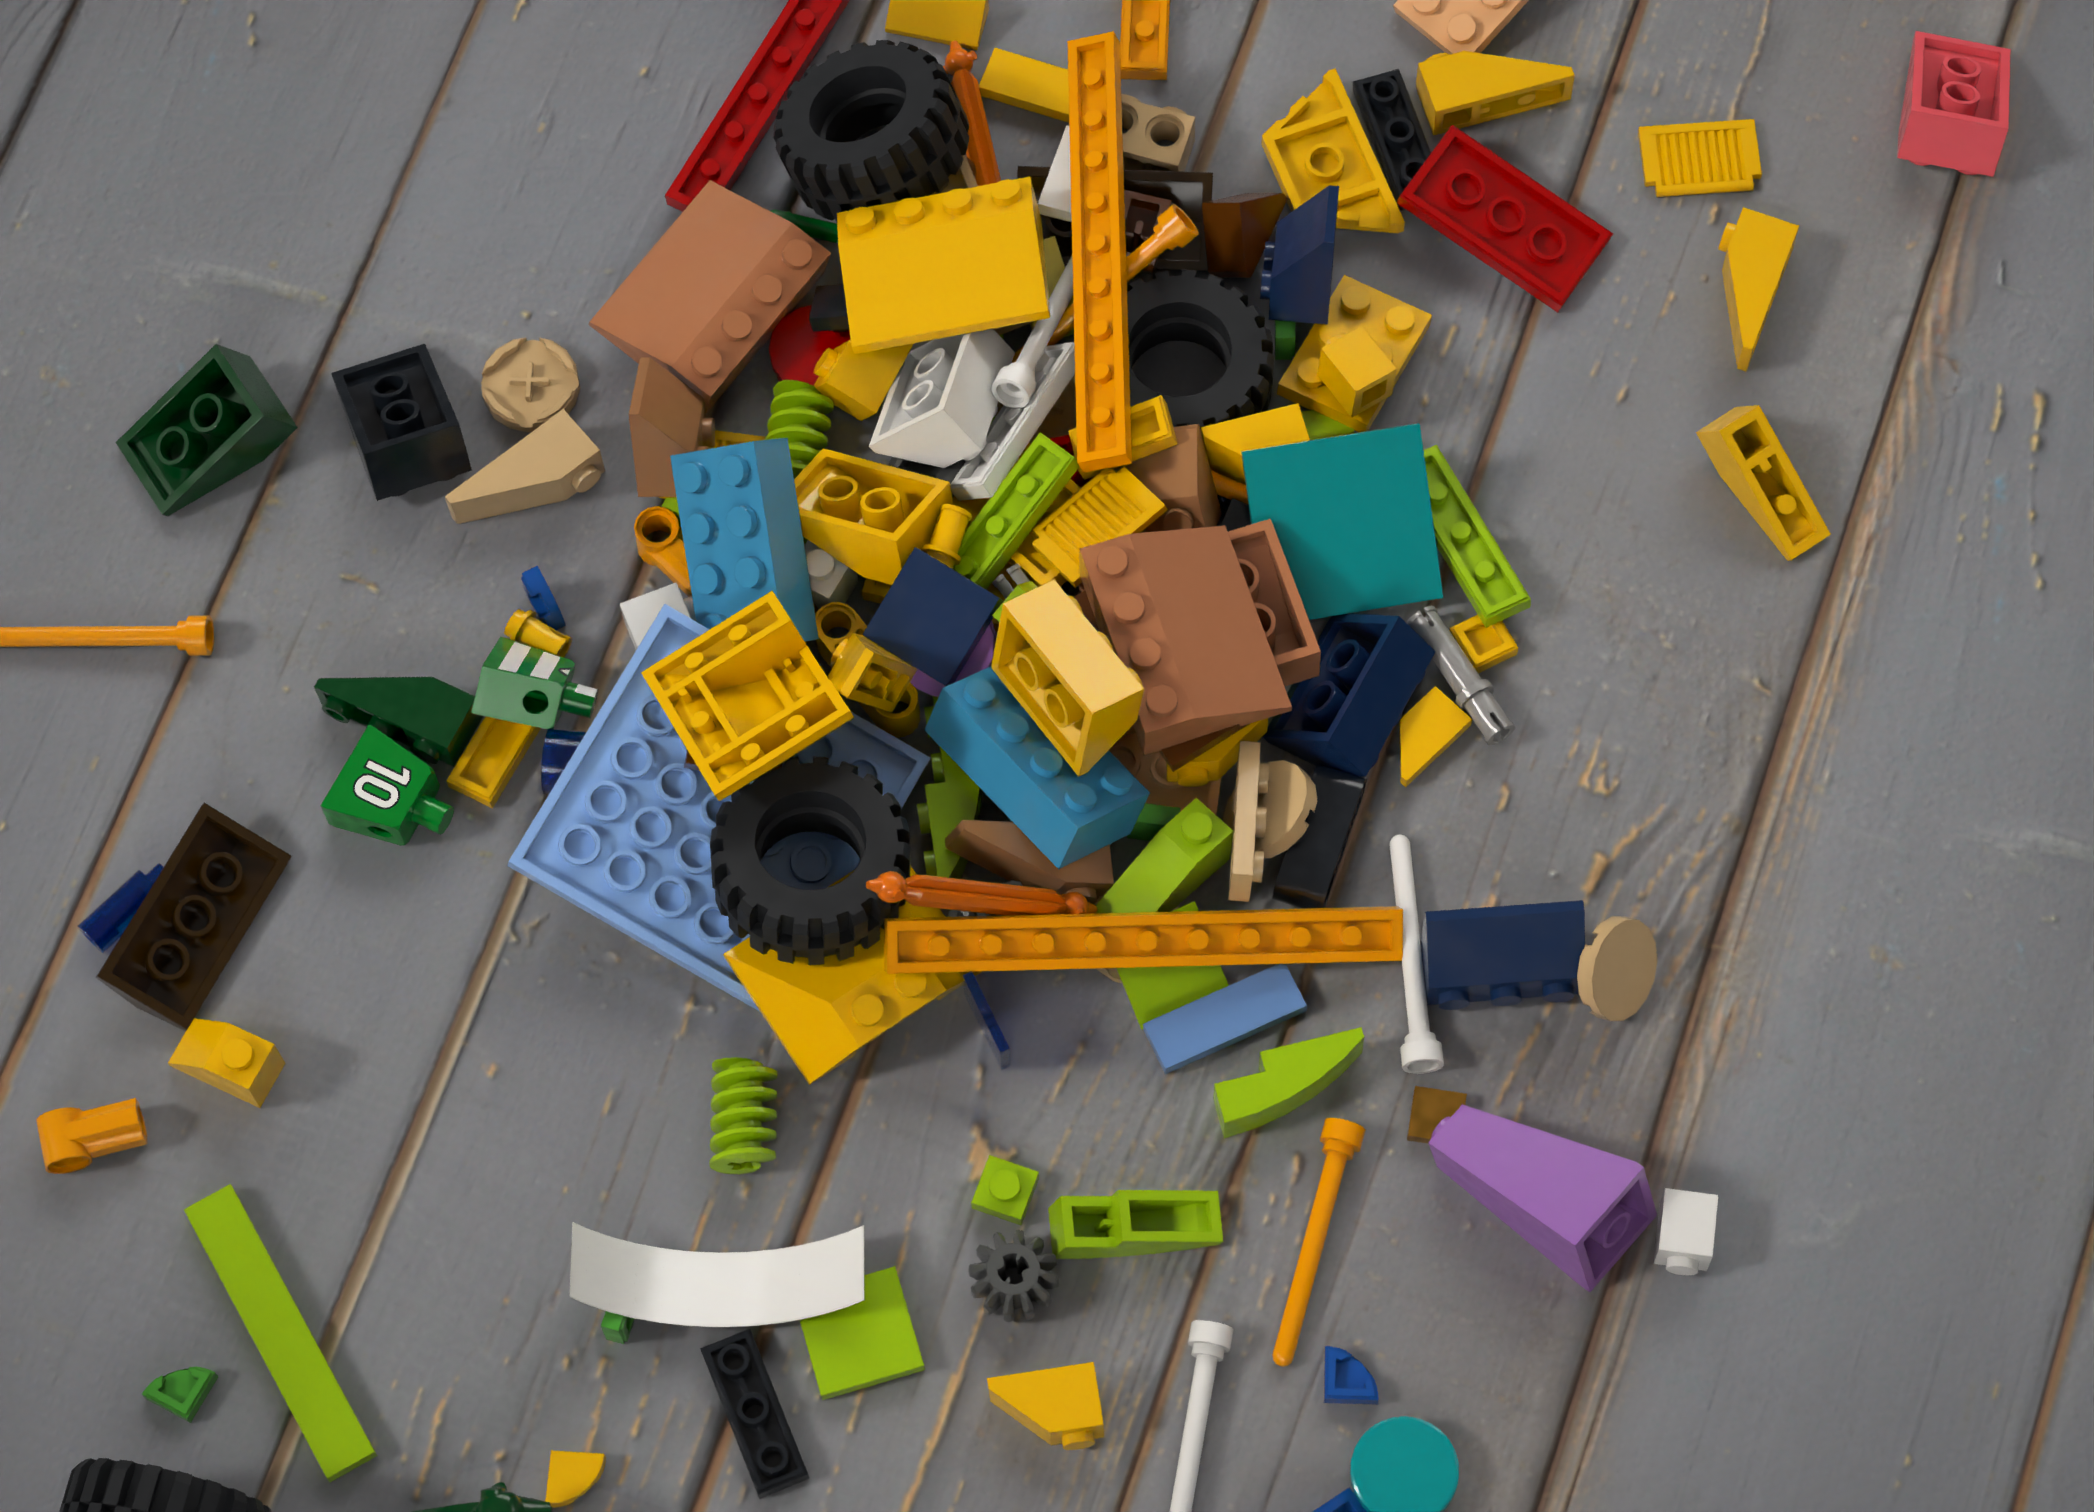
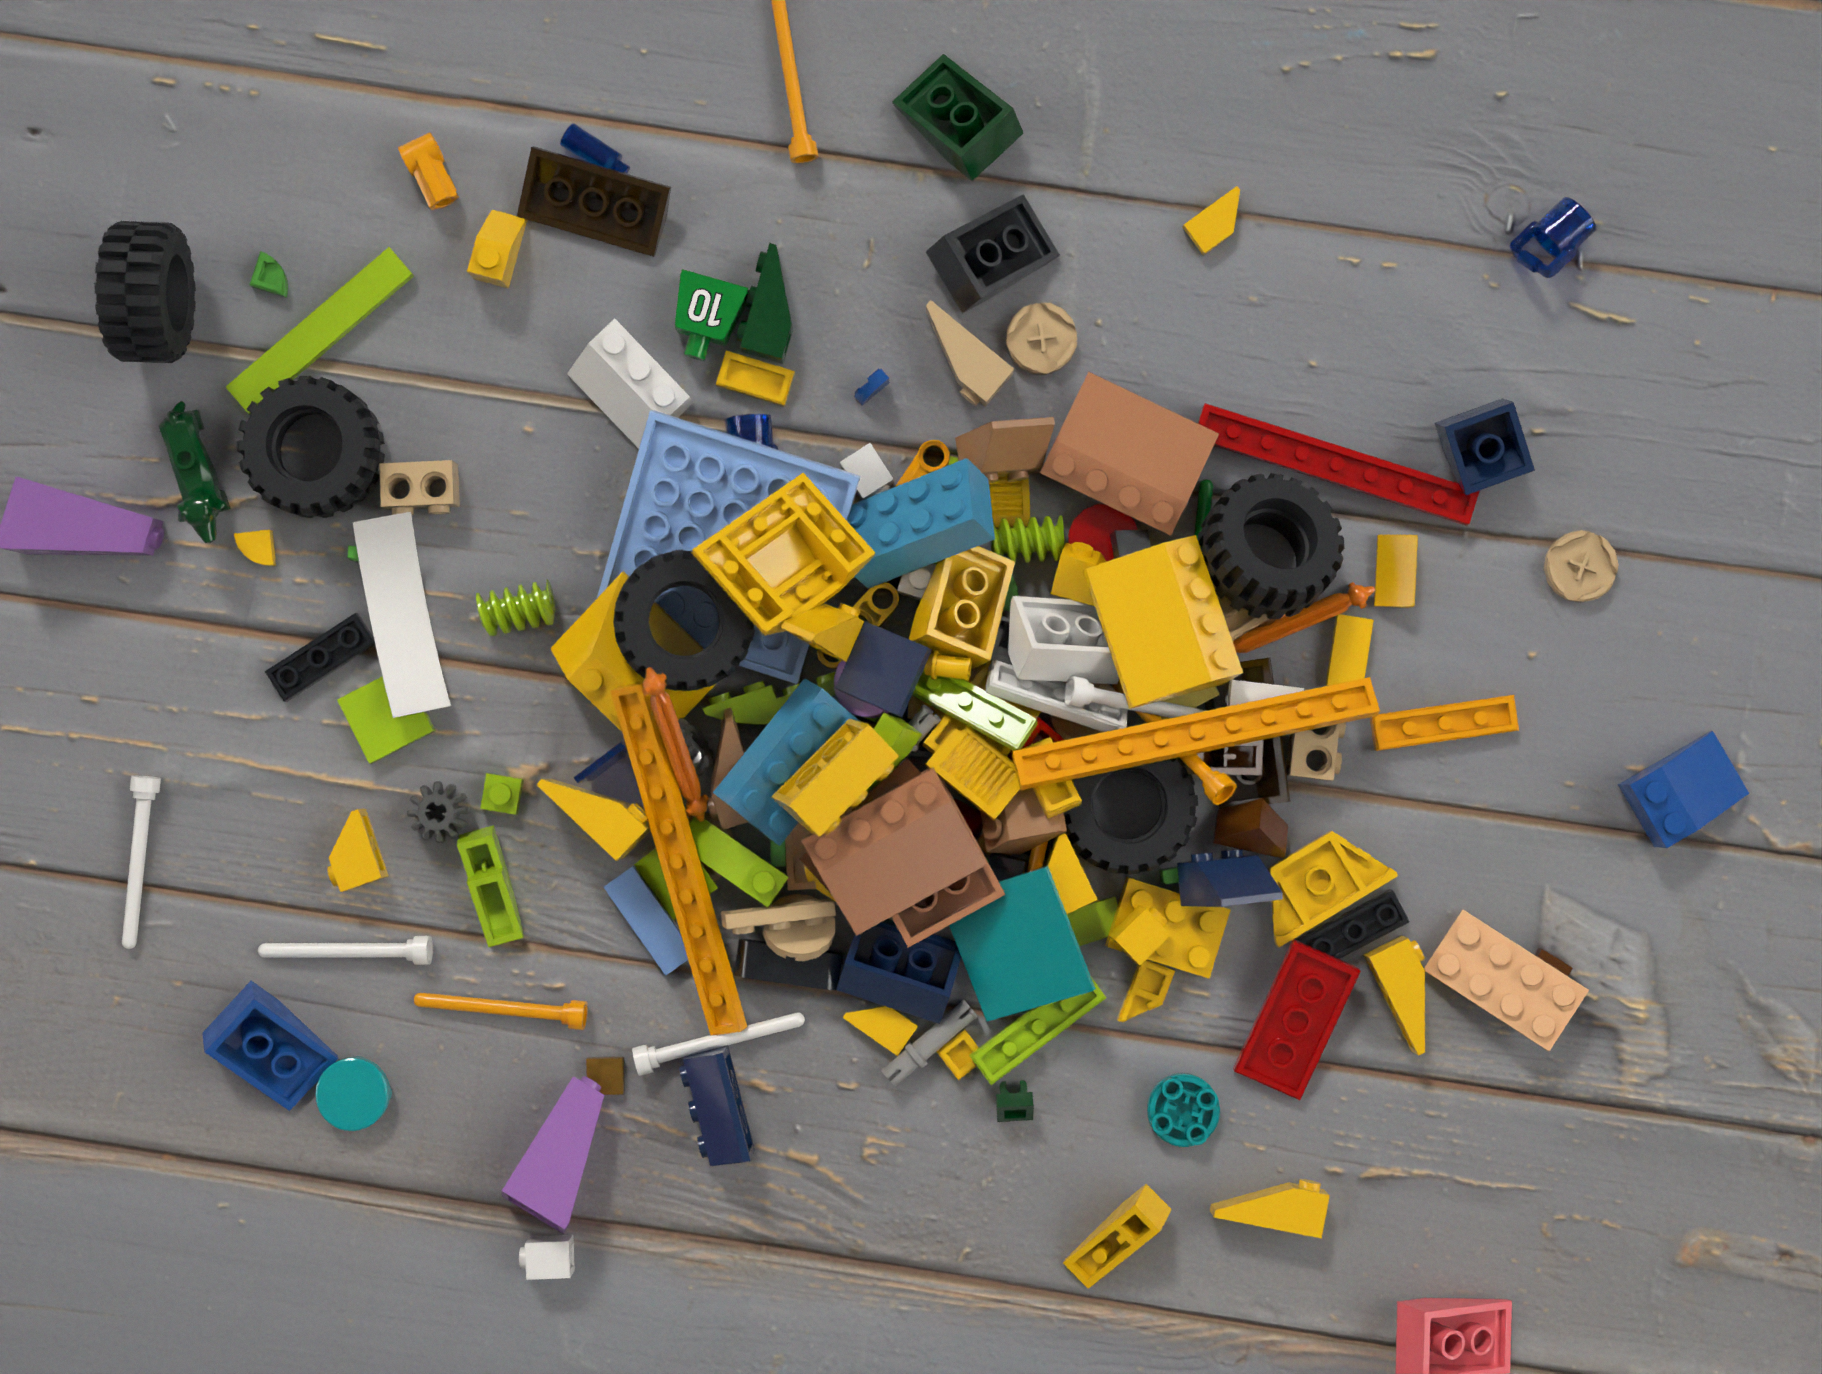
camera: 75 degrees right, 20 degrees up
(407, 1302) = (266, 431): none -> black tyre
(430, 152) = (1214, 223): none -> yellow tile
(462, 913) = (626, 381): none -> white slope
(526, 1222) = (420, 477): none -> tan brick
(529, 630) = (844, 388): yellow pin -> none
(530, 686) = (797, 393): green torso -> none
(1070, 1035) = (609, 821): none -> yellow slope
(1285, 1081) = (607, 972): lime slope -> none
(1347, 1379) = (412, 1045): blue tile -> none
(1433, 397) = (1146, 989): none -> yellow tile
(1564, 579) = (1014, 1105): none -> dark green tile
(1604, 377) = (1183, 1110): none -> teal tile
(1617, 968) = (722, 1188): tan tile -> none
(1700, 157) = (1377, 1154): yellow window -> none

